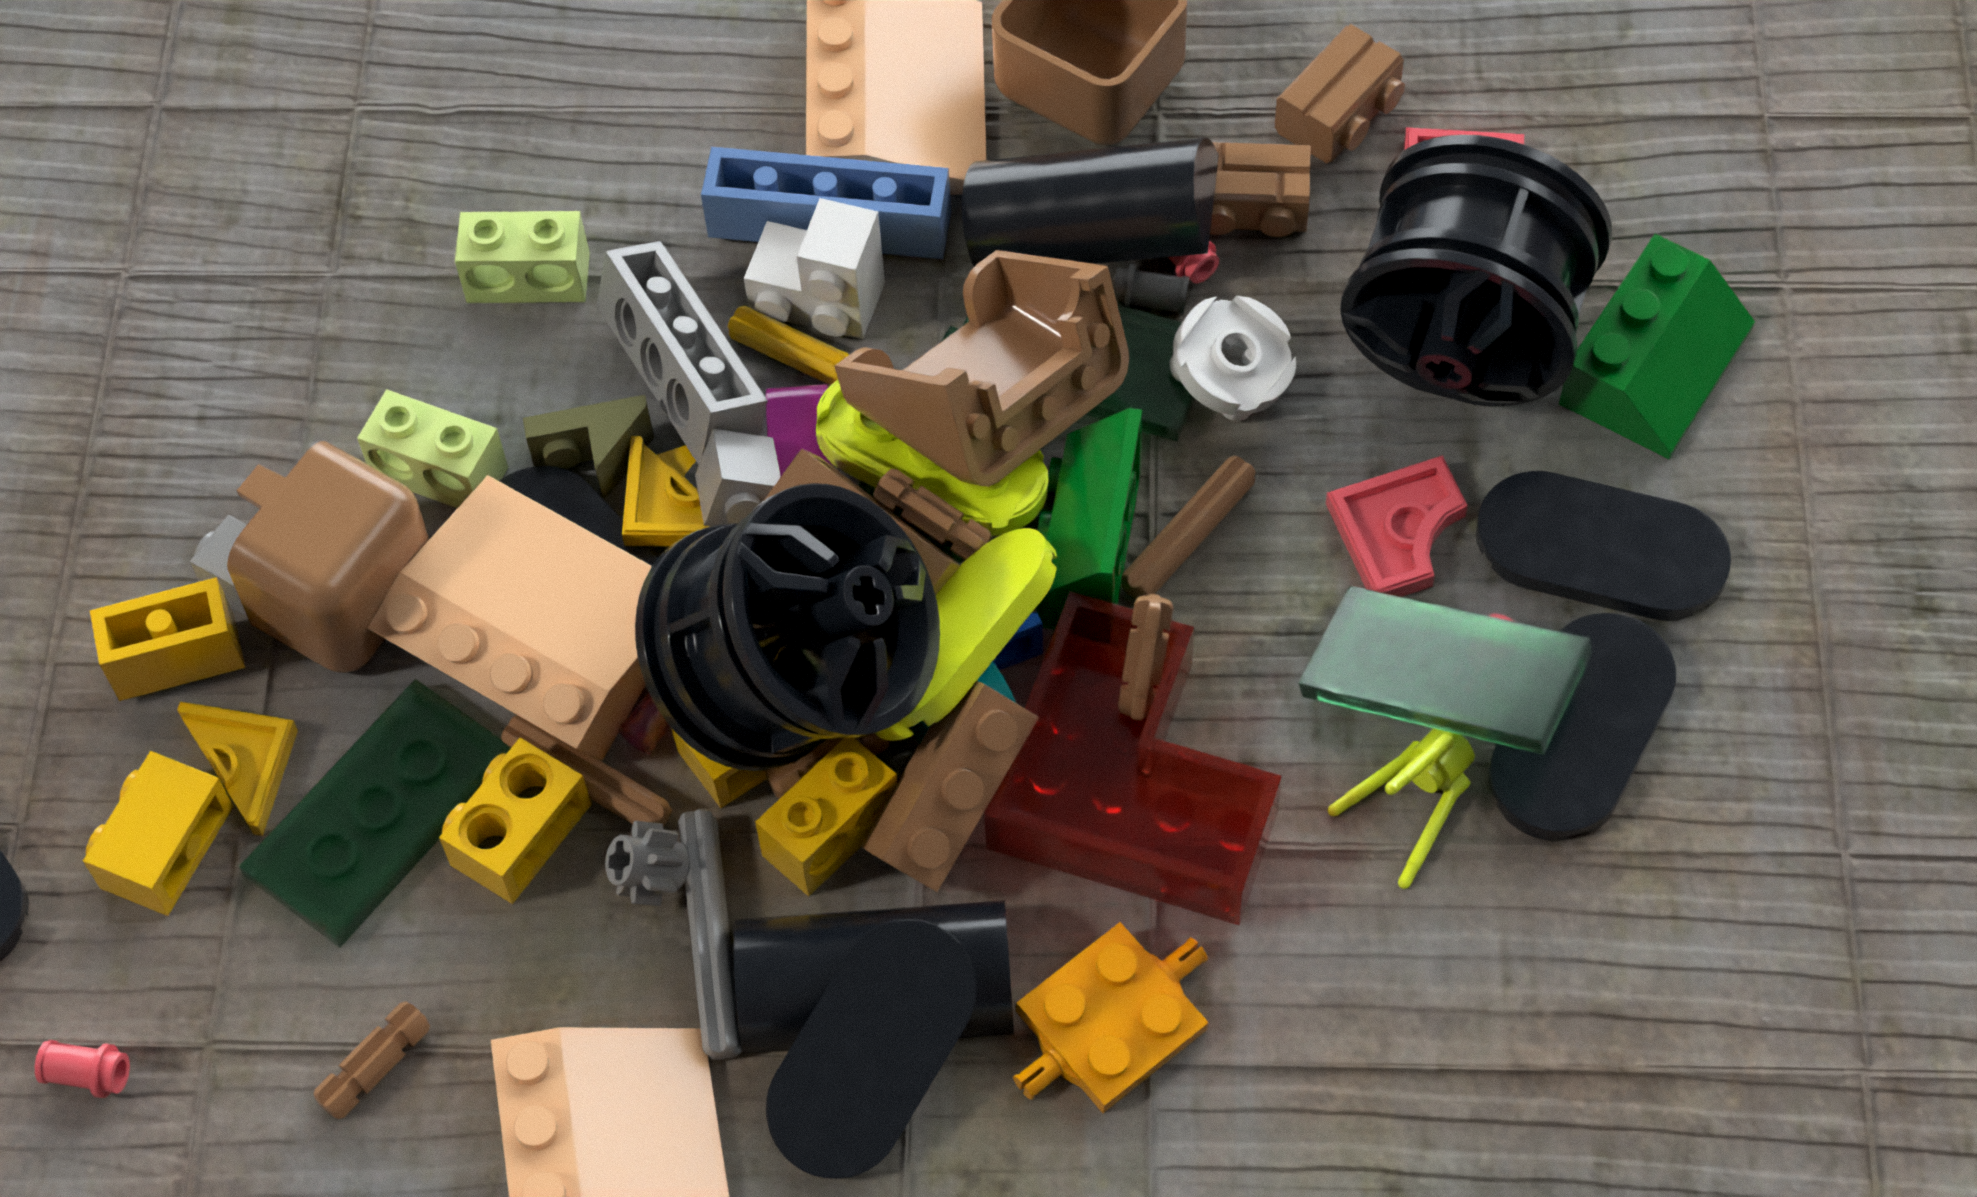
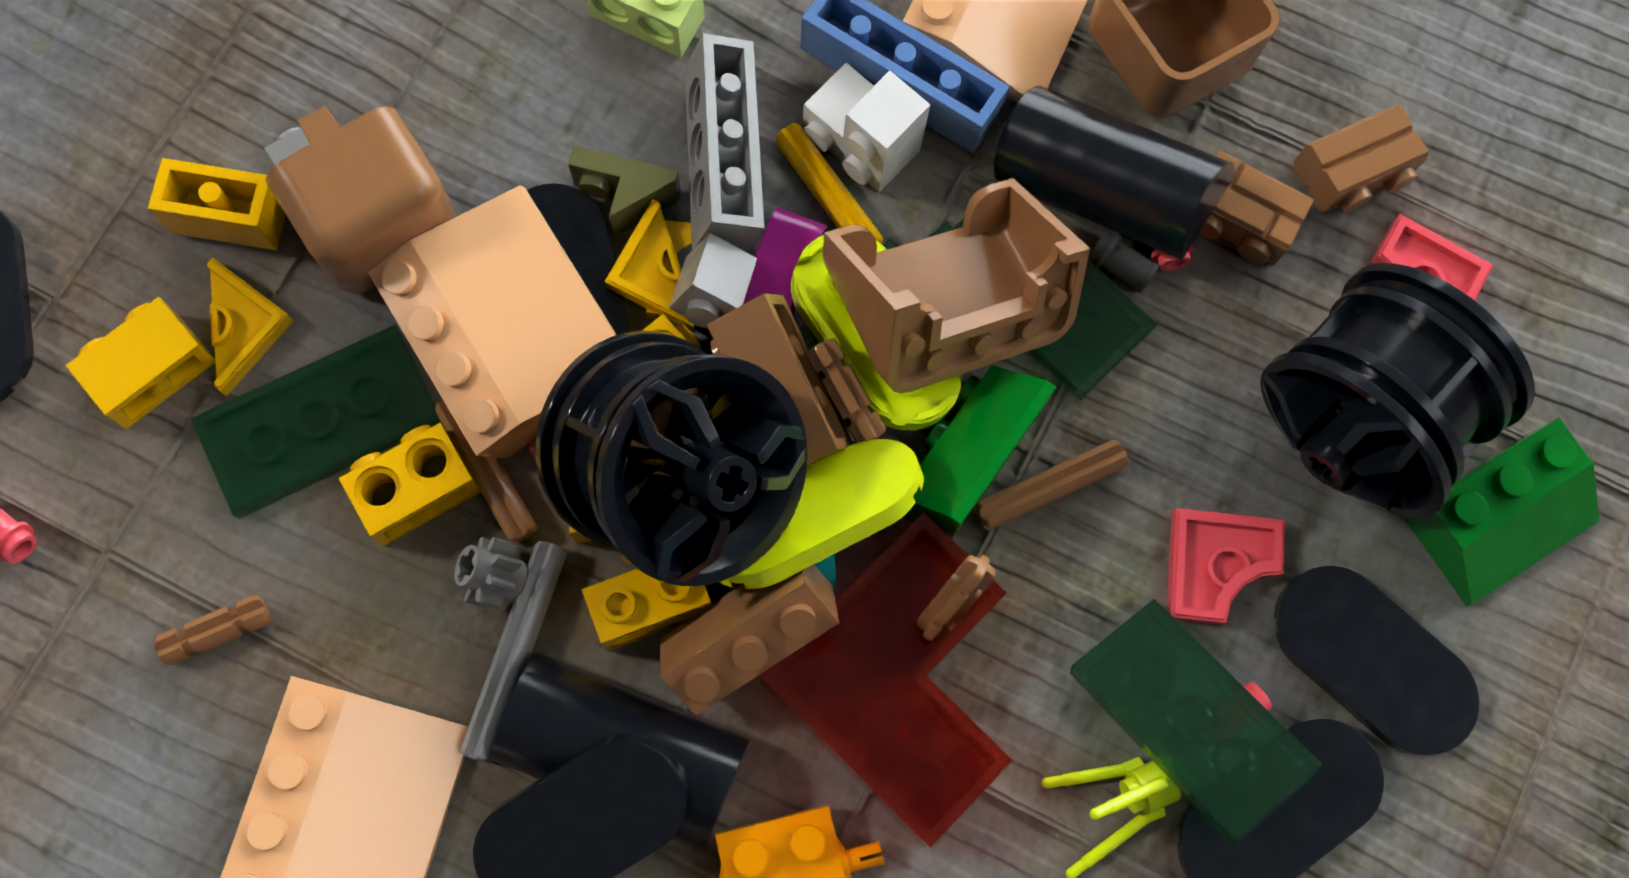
camera: 15 degrees right, 15 degrees up
(431, 448) = (496, 136): yellowish green brick -> none
(1214, 380) = (1130, 351): white plate -> none

